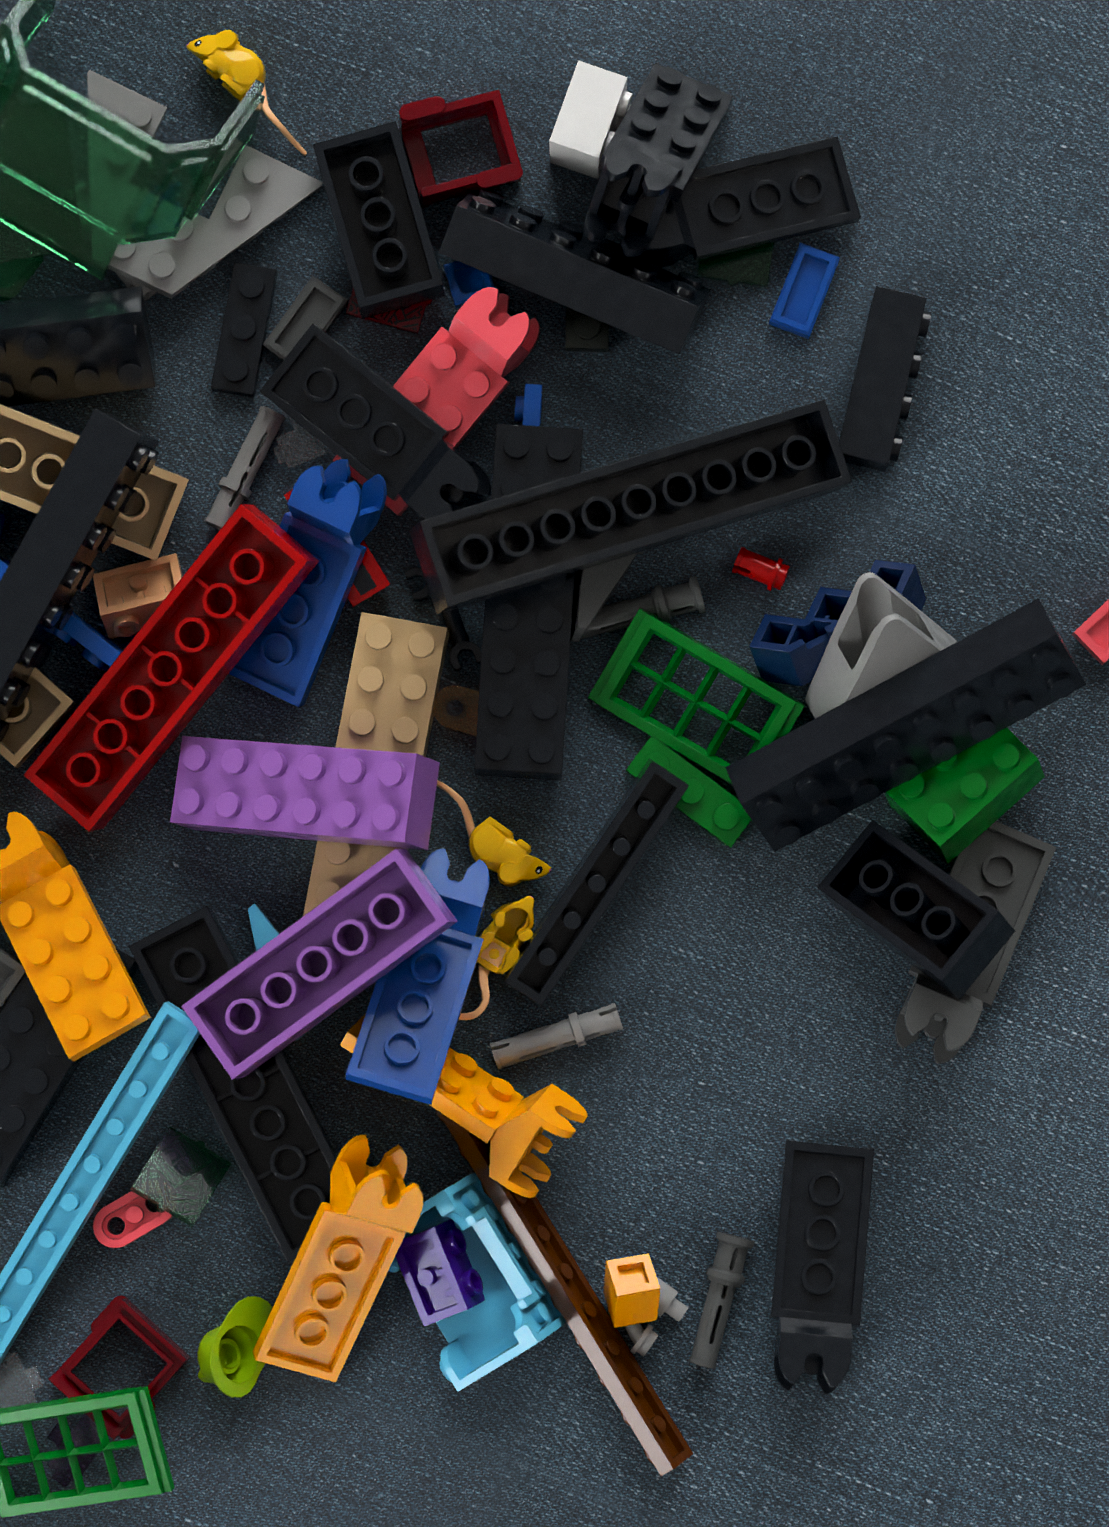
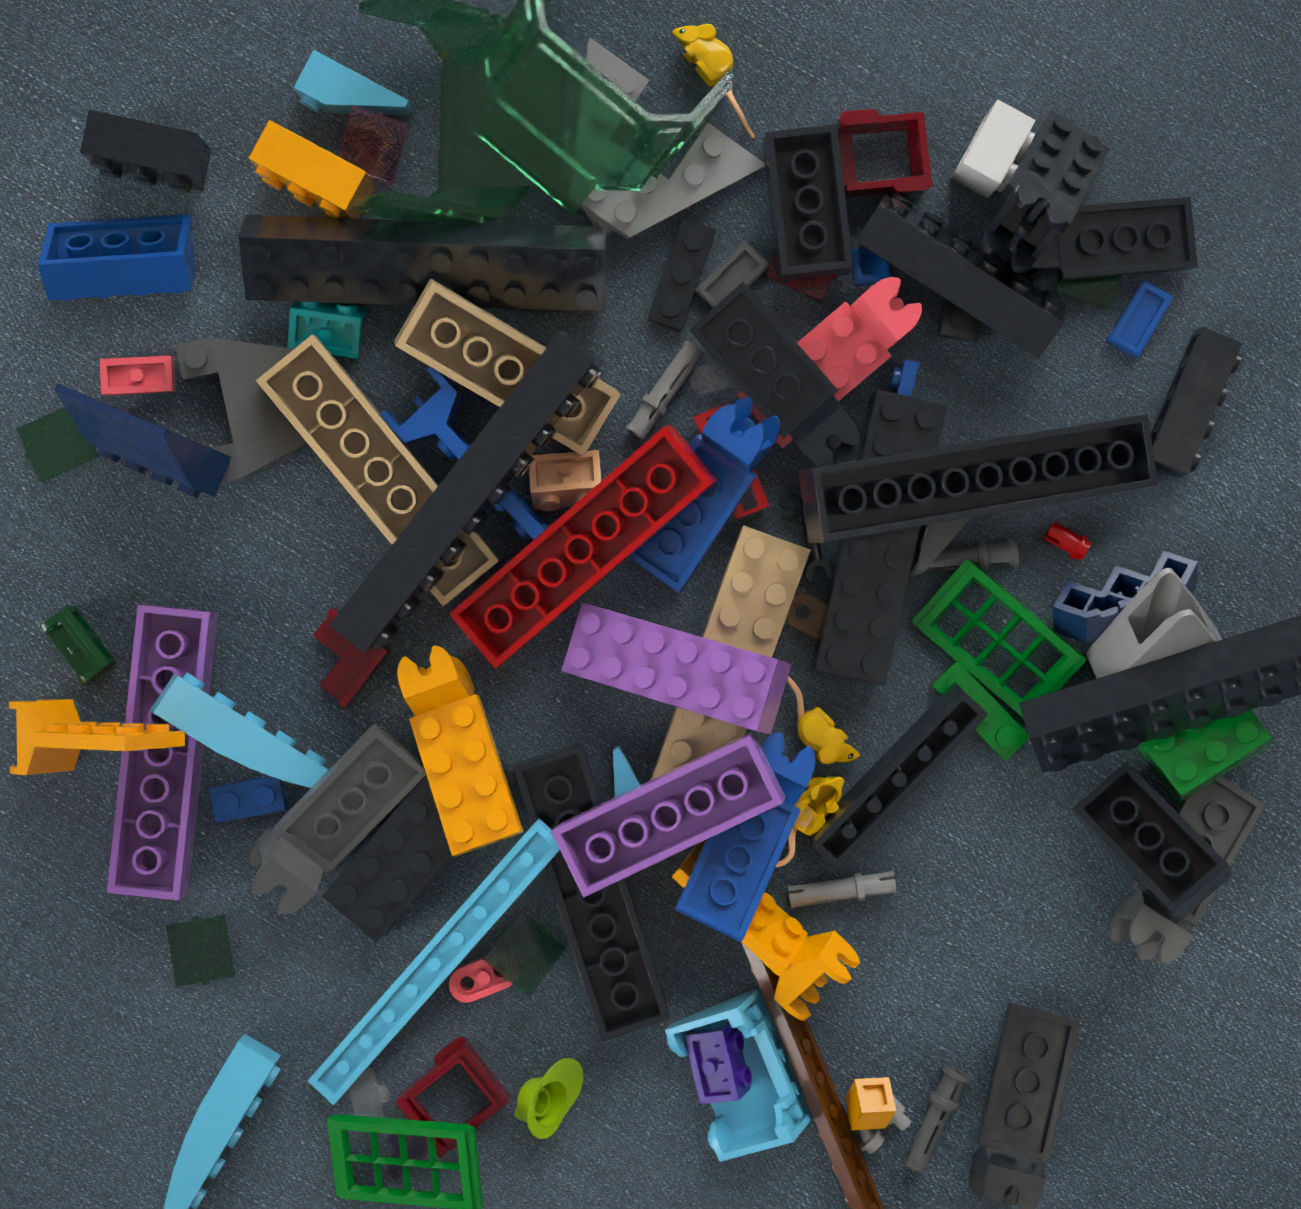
camera: 10 degrees right, 5 degrees up
(341, 1263) = (646, 1047): light orange hinge -> none

